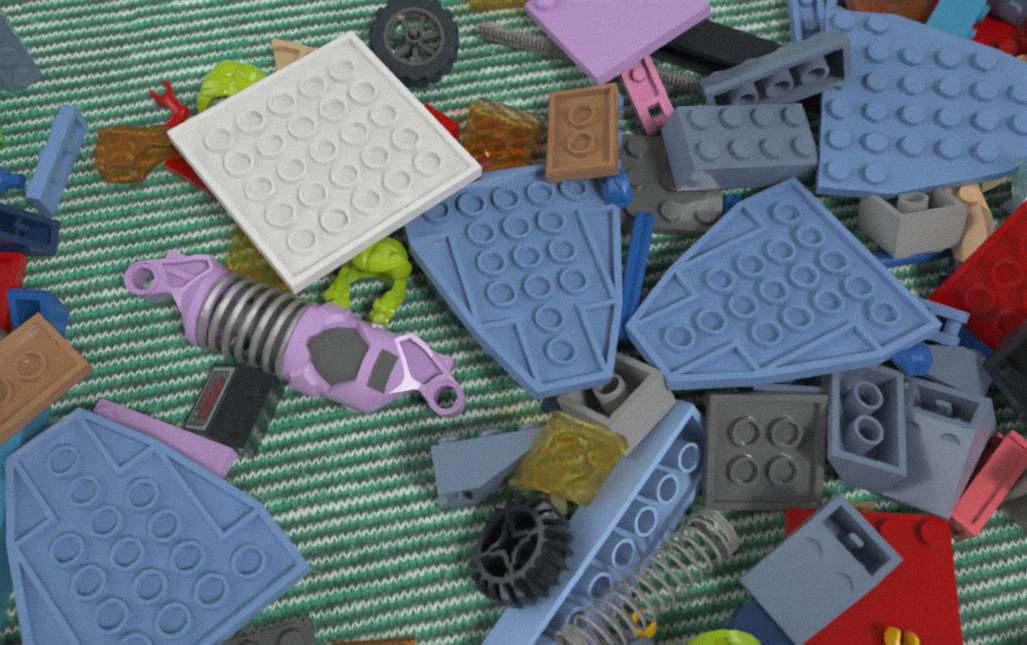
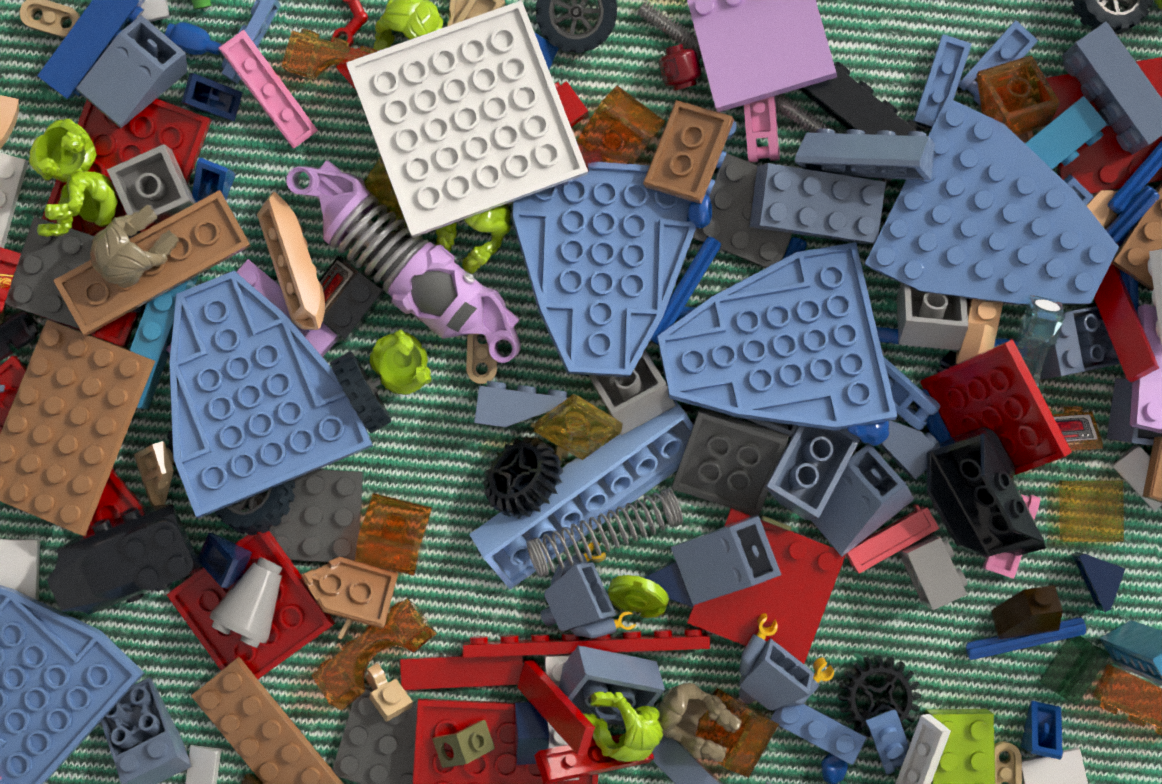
camera: 25 degrees right, 20 degrees up
(85, 201) = (268, 89): none -> bright pink tile
(156, 382) = (292, 263): none -> light nougat brick
(280, 506) = (361, 392): none -> black wheel
(321, 456) = (400, 363): none -> lime hair
(419, 424) = (477, 354): none -> tan plate
(541, 66) = (679, 67): none -> dark red head

